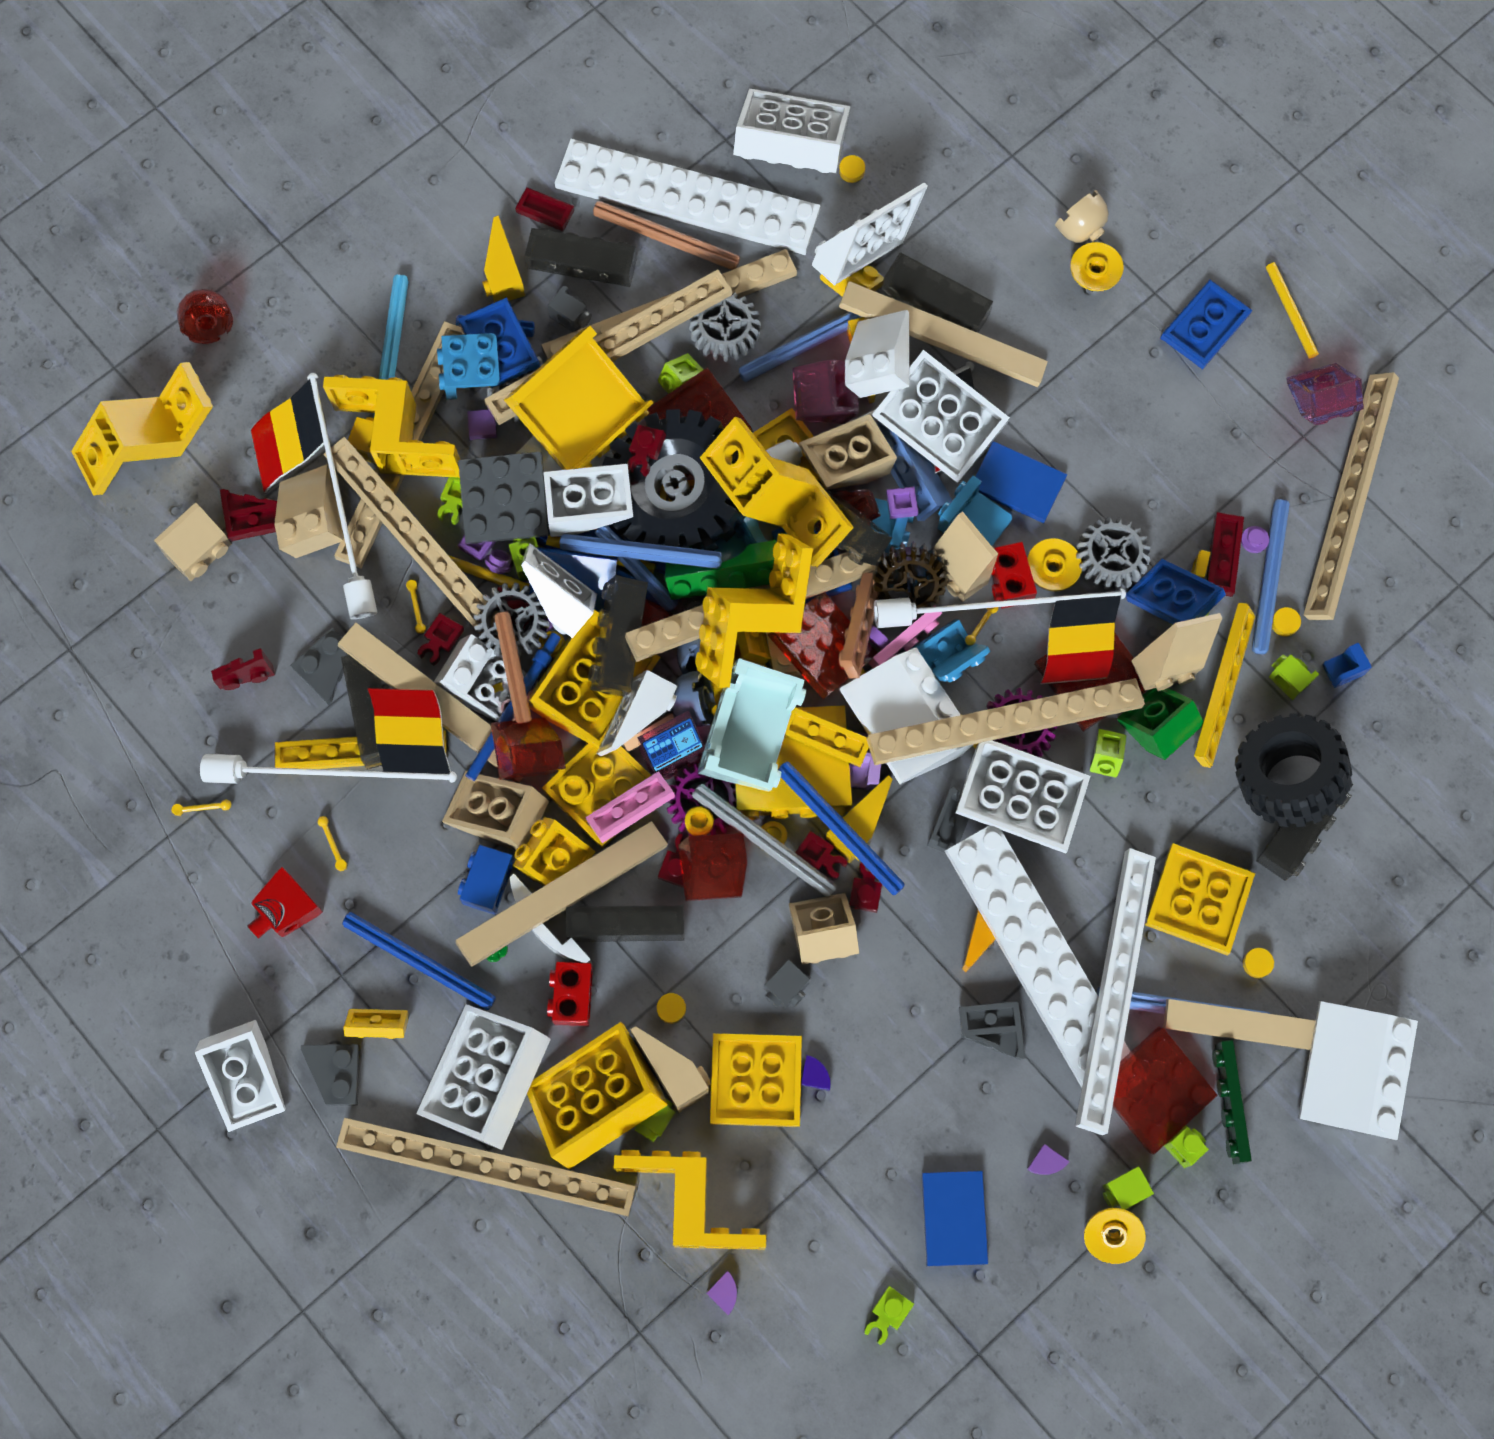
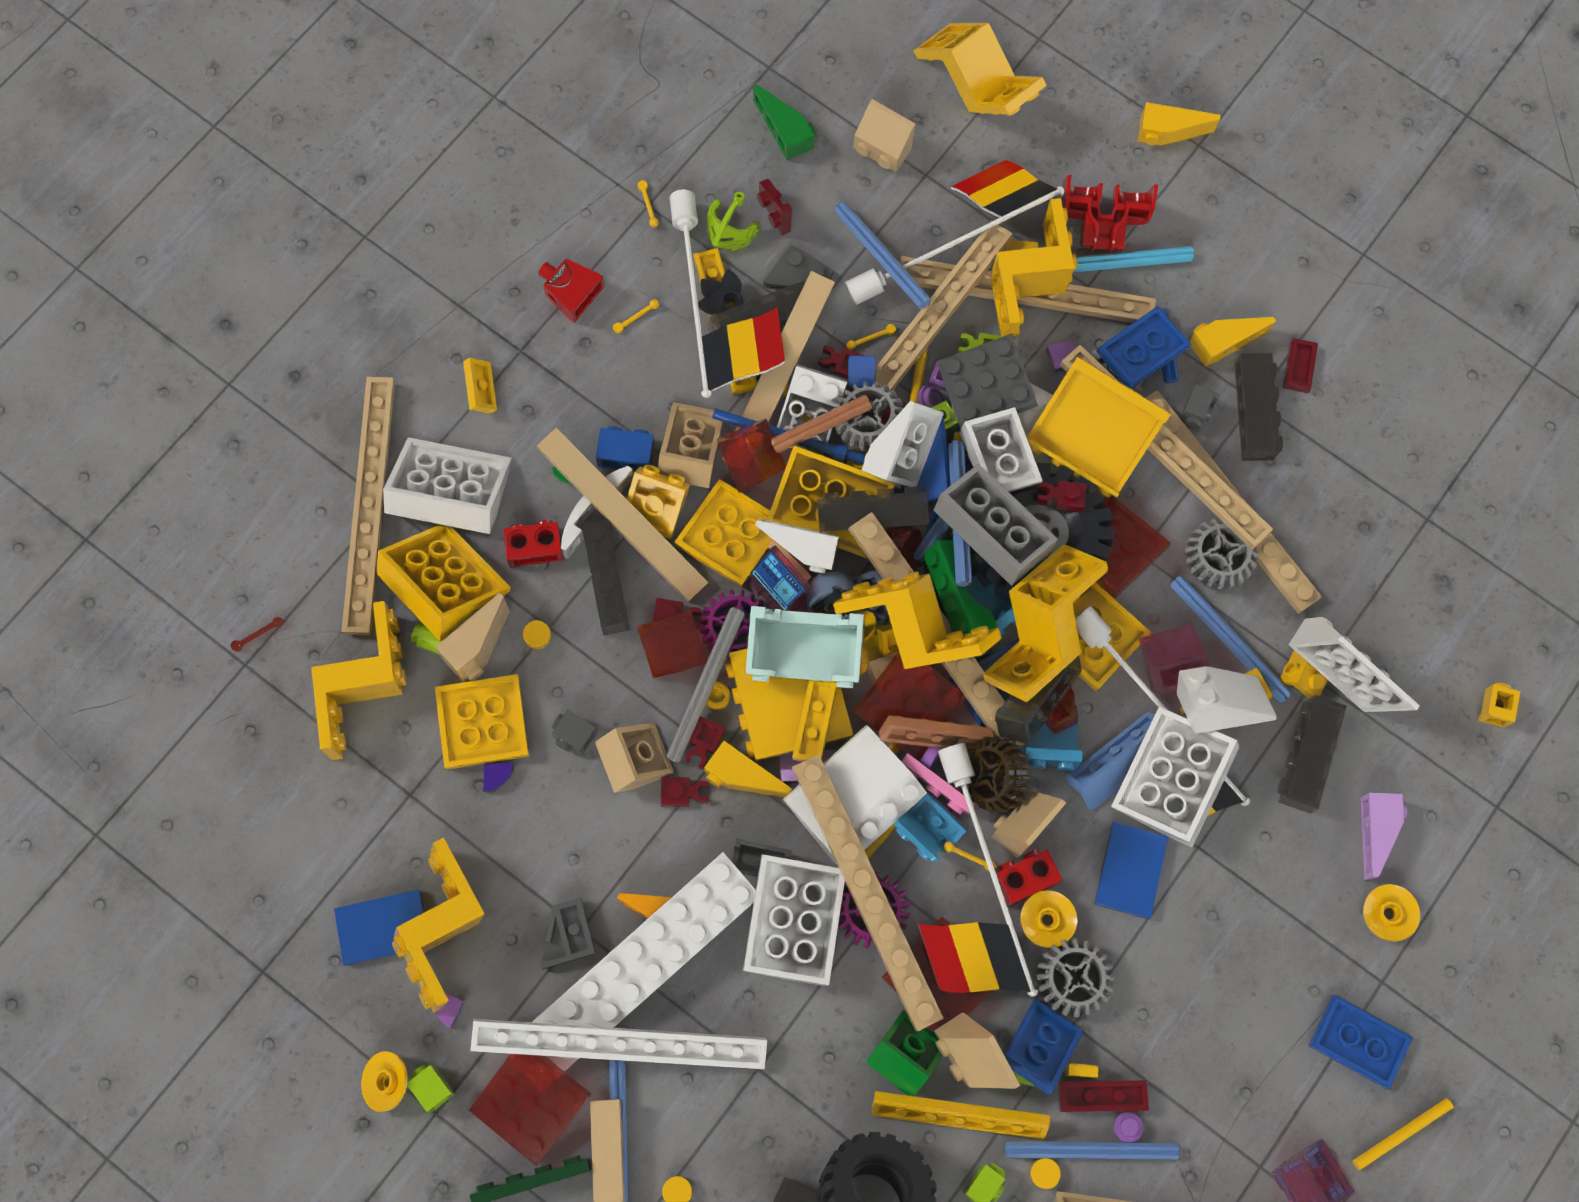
camera: 75 degrees right, 0 degrees up
(147, 643) = (786, 124): none -> green slope
(204, 316) = (1104, 95): clear red cylinder -> none
(240, 1075) = (418, 286): white slope -> none
(247, 515) = (923, 178): dark red wing -> none
(252, 265) = (1171, 124): none -> yellow slope
(258, 730) = (720, 229): none -> lime helmet
(307, 513) = (933, 222): tan slope -> none
(329, 746) = (718, 293): none -> black plate
(331, 572) = (882, 255): none -> medium blue axle
(335, 1071) = (433, 363): dark grey wing -> none
(359, 346) = (1107, 230): none -> red piece
(419, 961) = (542, 410): blue axle -> none
(459, 619) = (860, 370): none -> blue slope
(468, 362) = (1114, 323): dark azure bracket -> none
(573, 789) = (721, 505): yellow tile -> none
(617, 1338) = (238, 645): none -> clear red hinge
(630, 807) = (713, 557): bright pink plate -> none
(666, 235) = (1304, 482): nougat axle -> none
(669, 514) = (995, 524): none -> light grey brick
(678, 372) = (1162, 520): lime bracket -> none
(687, 196) = (1353, 496): white plate -> none
(699, 821) = (710, 620): yellow tile -> none
(724, 1293) = (286, 730): medium lavender tile -> none
(791, 130) = (1455, 578): white slope -> none
(841, 828) = (728, 751): blue axle -> none
(849, 454) = (1111, 691): tan slope -> none
(852, 169) = (1431, 646): yellow tile -> none
(891, 1311) = (289, 883): lime plate -> none
(902, 502) = (1071, 750): medium lavender tile -> none
(921, 125) = (1507, 700): none -> yellow brick
(948, 335) = (1269, 769): tan tile -> none
(970, 1152) = (437, 925): none -> yellow bracket
(981, 511) = (1079, 830): dark azure bracket -> none
(1017, 255) = (1381, 822): none -> lavender slope
(1085, 219) = (1440, 890): tan cylinder -> none
(1108, 753) = (863, 1005): lime bracket -> none
(1187, 1146) = (480, 1142): lime brick -> none
(1200, 899) = (730, 1121): yellow plate -> none

